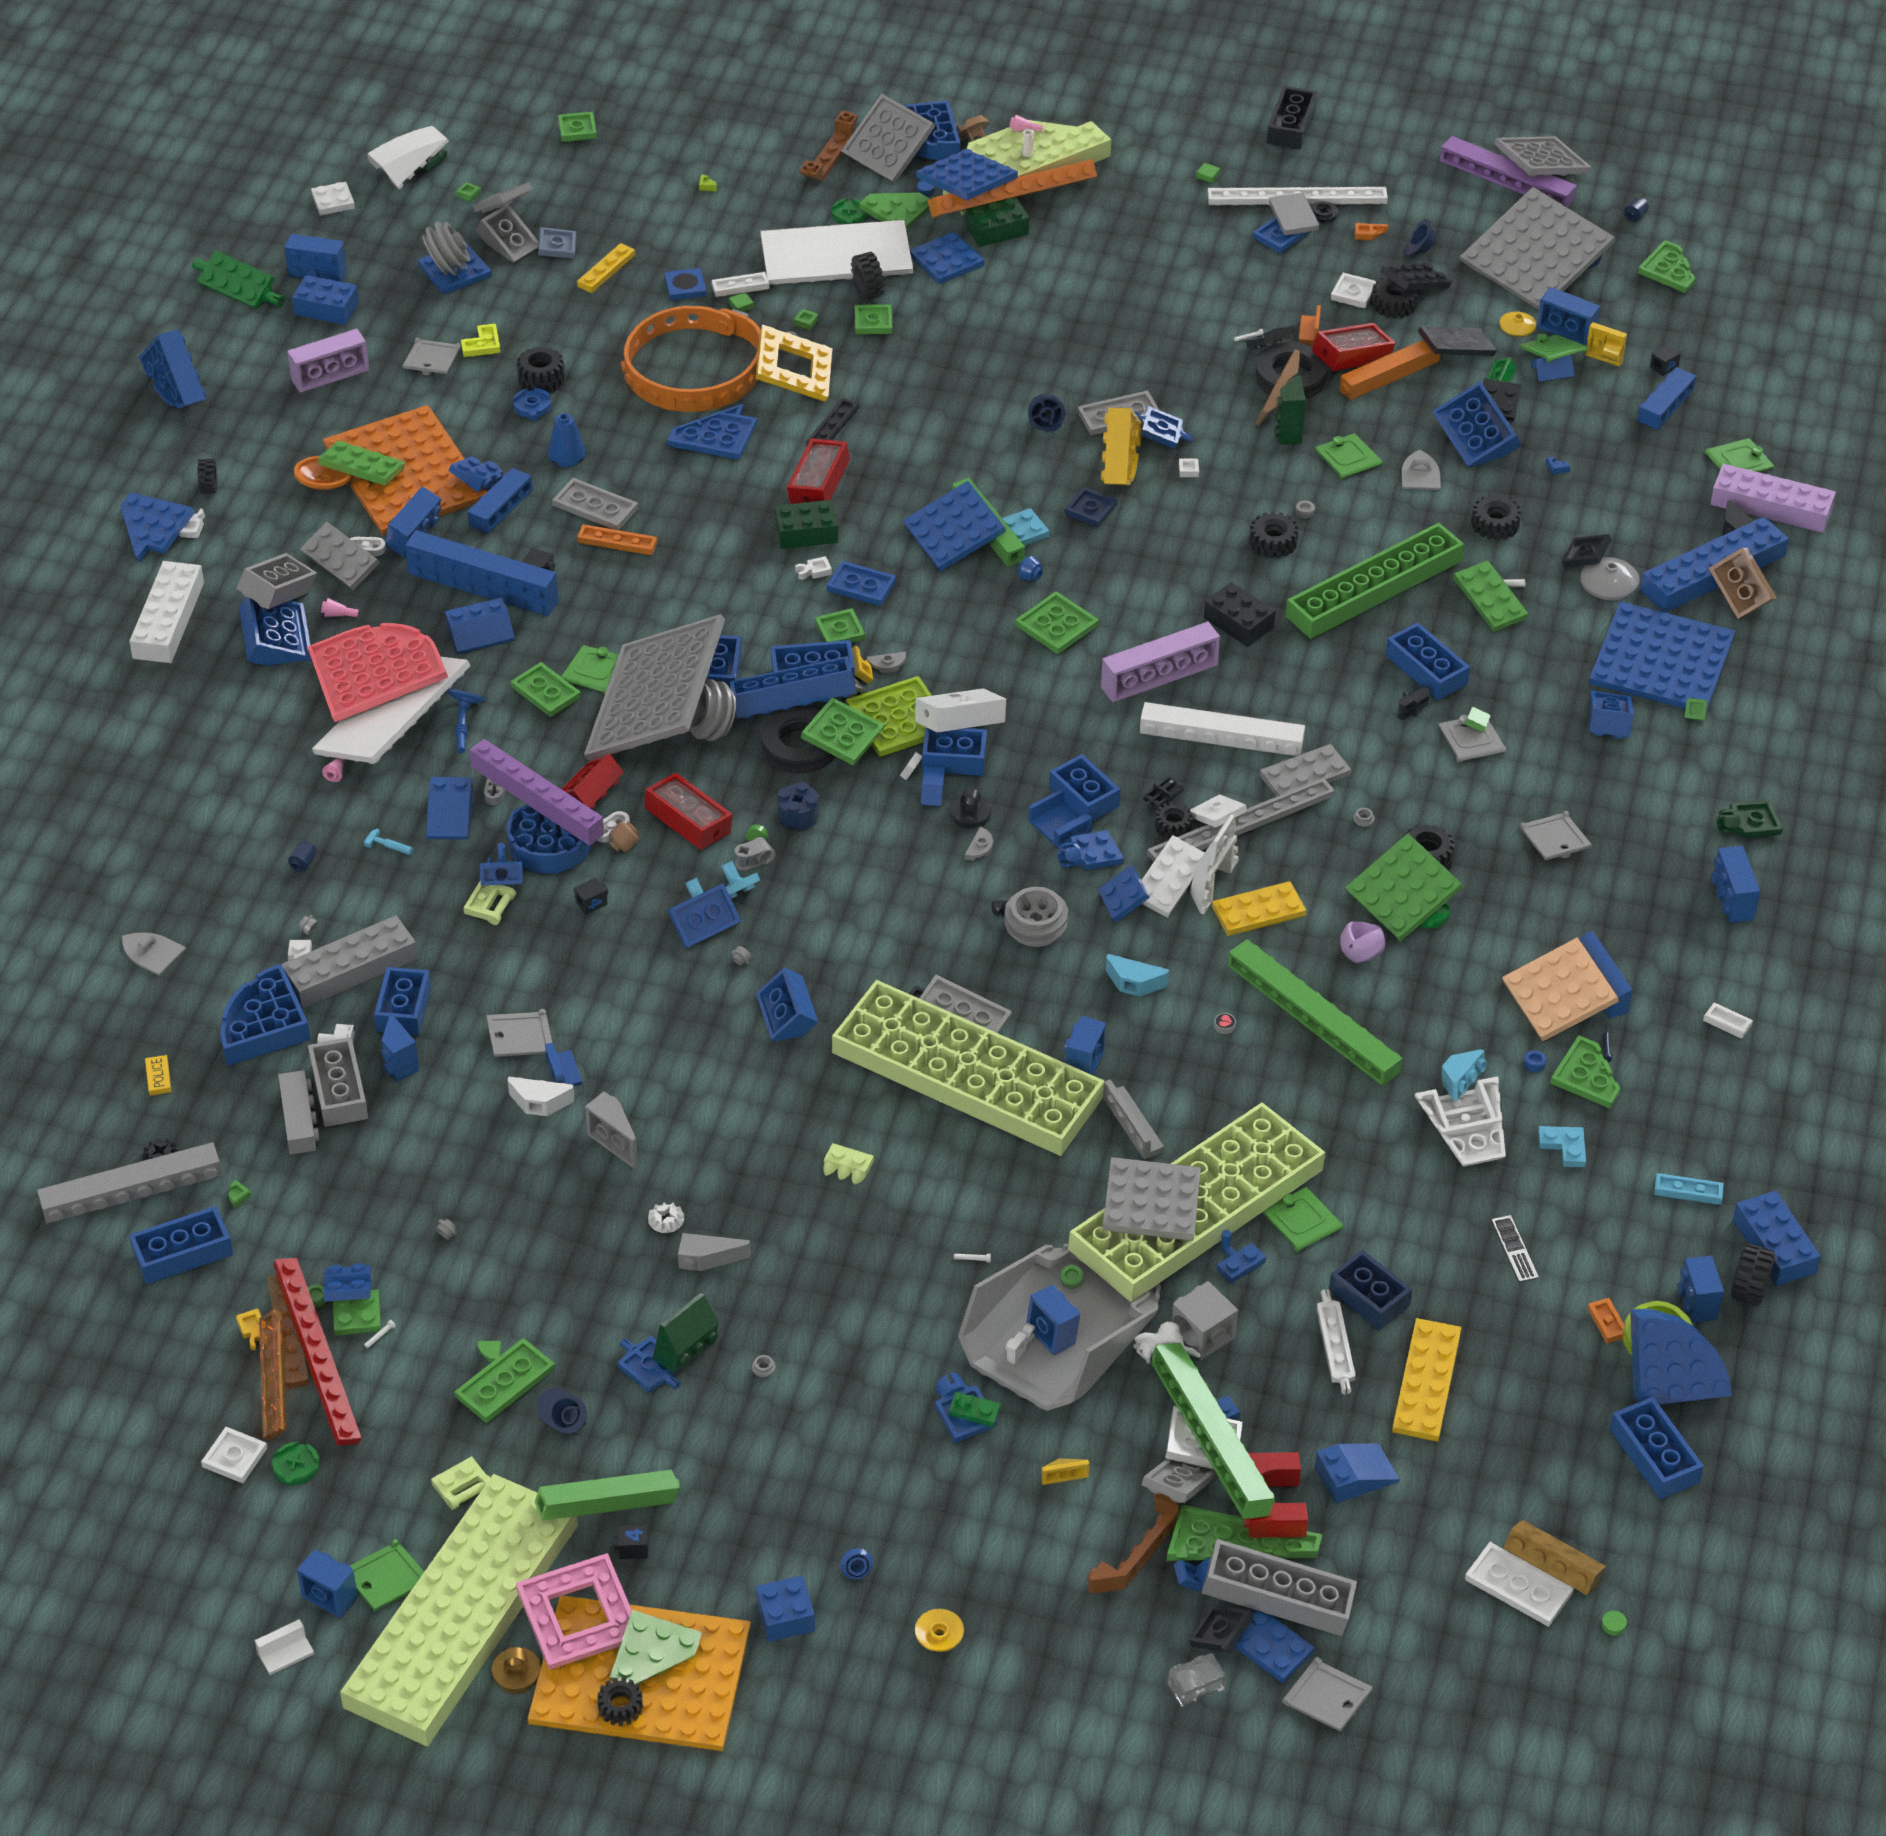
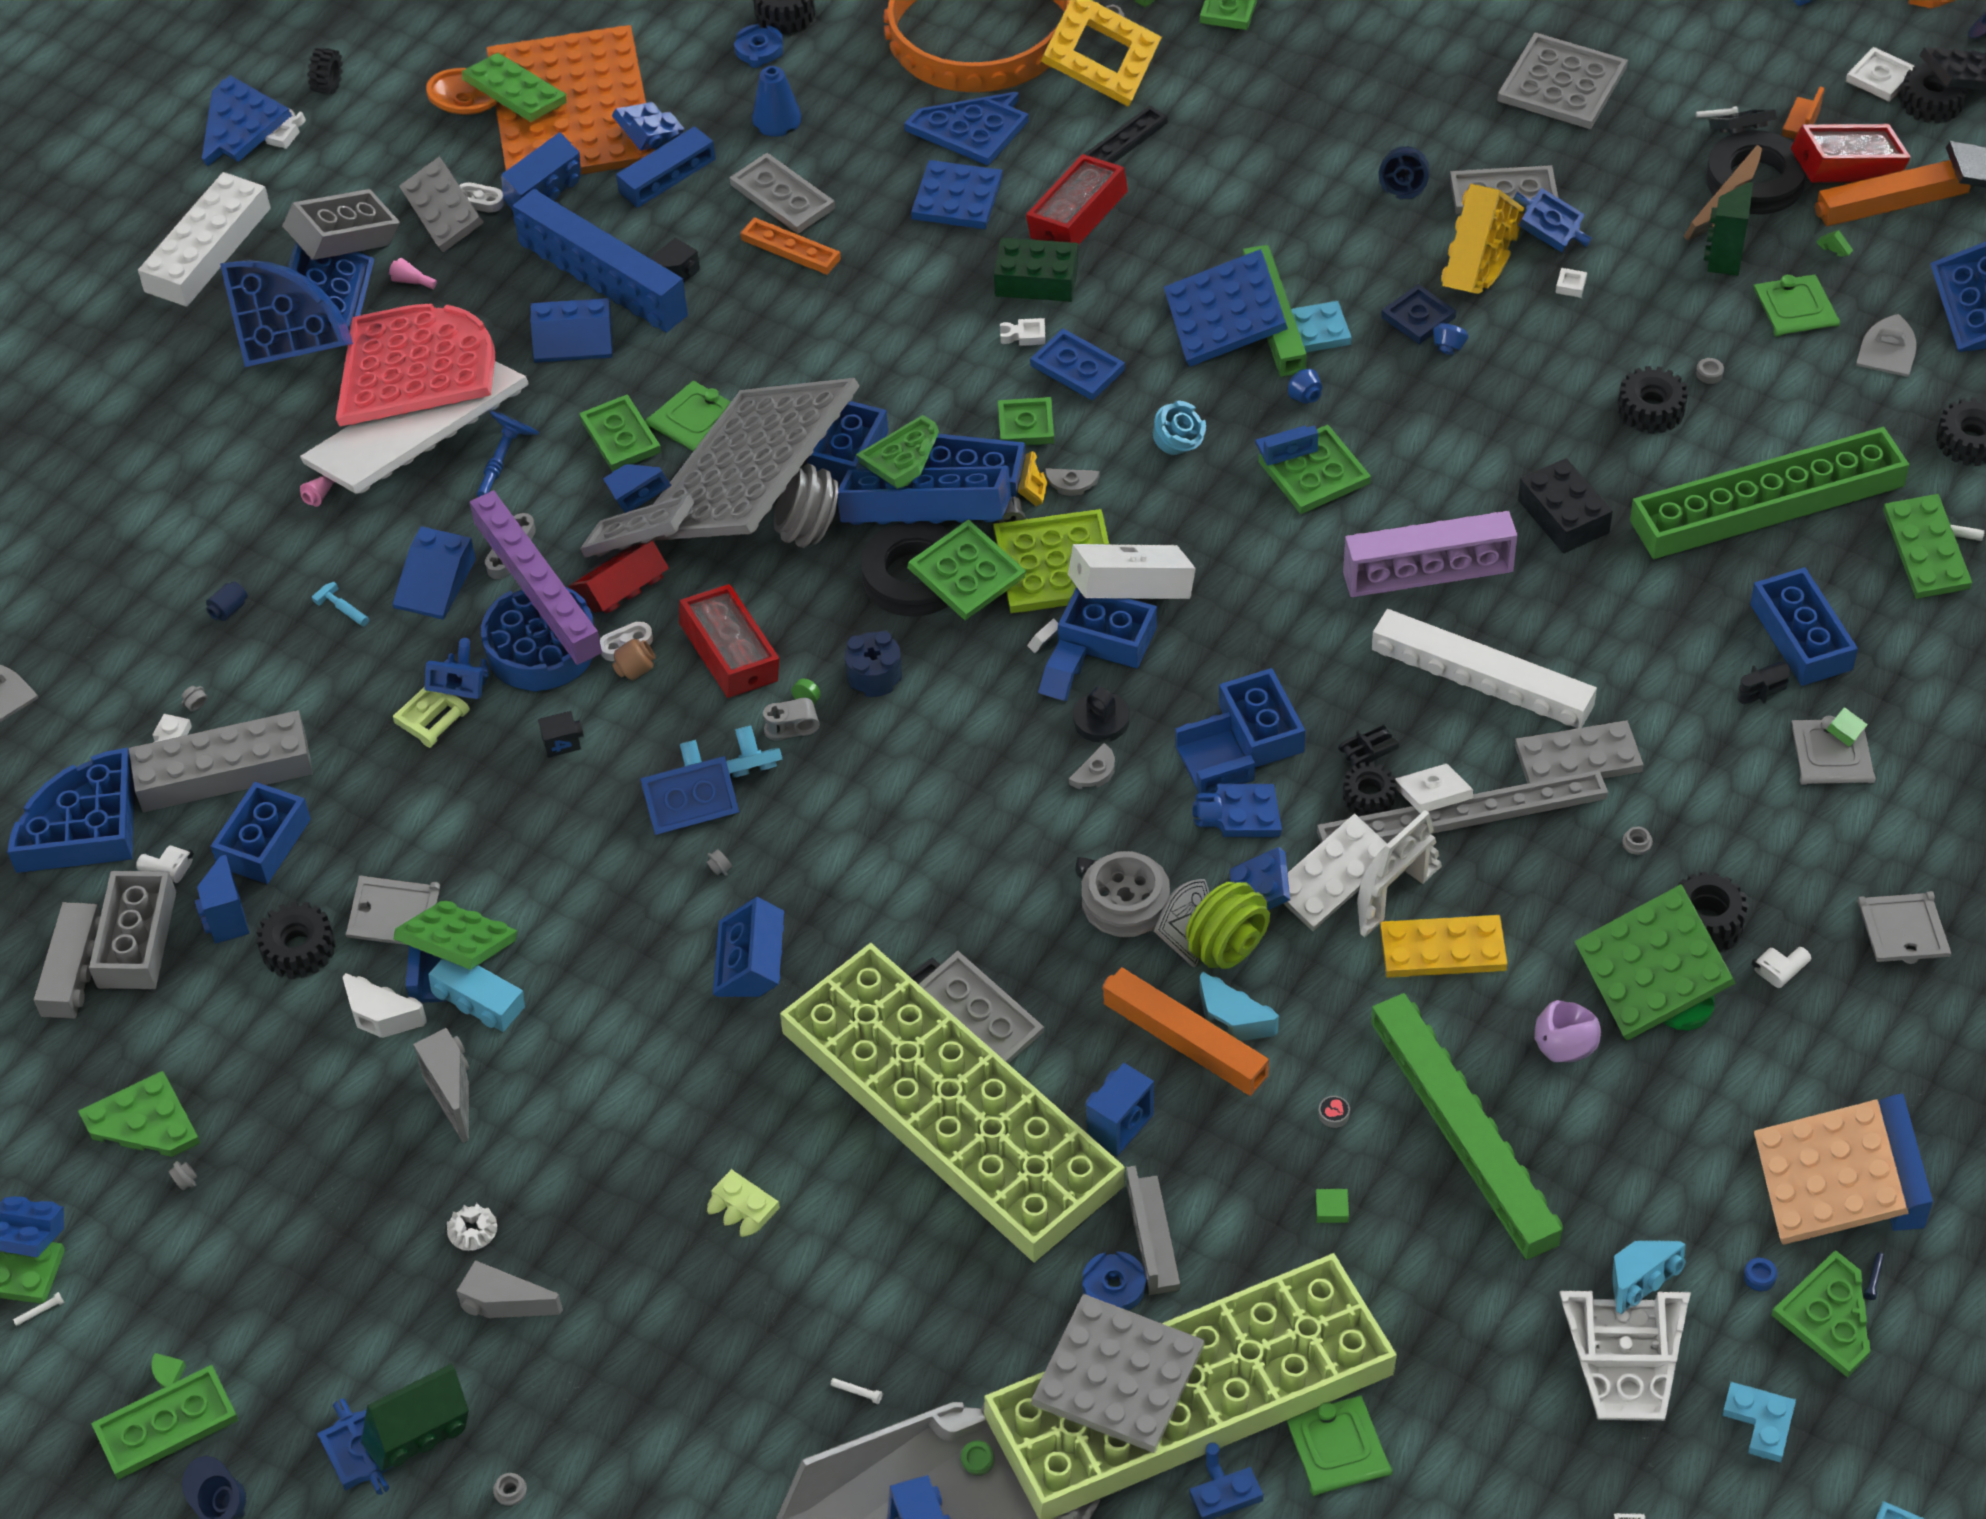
camera: 20 degrees right, 5 degrees up
(261, 650) = (280, 312): none -> blue brick
(398, 1199) = (142, 1118): none -> bright green plate
(458, 1053) = (291, 923): none -> black tyre
(575, 721) = (636, 485): none -> blue slope
(577, 1036) = (455, 934): none -> bright green plate
(592, 746) = (637, 526): none -> light grey plate
(605, 1070) = (477, 993): none -> medium azure brick
(725, 483) = (957, 194): none -> blue plate
(768, 661) = (902, 453): none -> bright green plate
(953, 612) = (1178, 428): none -> medium azure cone
(1035, 608) = (1288, 444): none -> blue panel
(1083, 925) = (1176, 914): none -> light grey shield
(1107, 994) = (1185, 1031): none -> orange brick
(1113, 1147) = (1111, 1266): none -> blue plate
(1115, 920) = (1227, 925): none -> lime wheel
(1119, 518) = (1449, 338): none -> blue cone
(1133, 331) = (1562, 80): none -> light grey plate
(1245, 1080) = (1332, 1206): none -> bright green tile
(1361, 409) = (1835, 242): none -> bright green tile
(1482, 876) = (1778, 968): none -> white piece

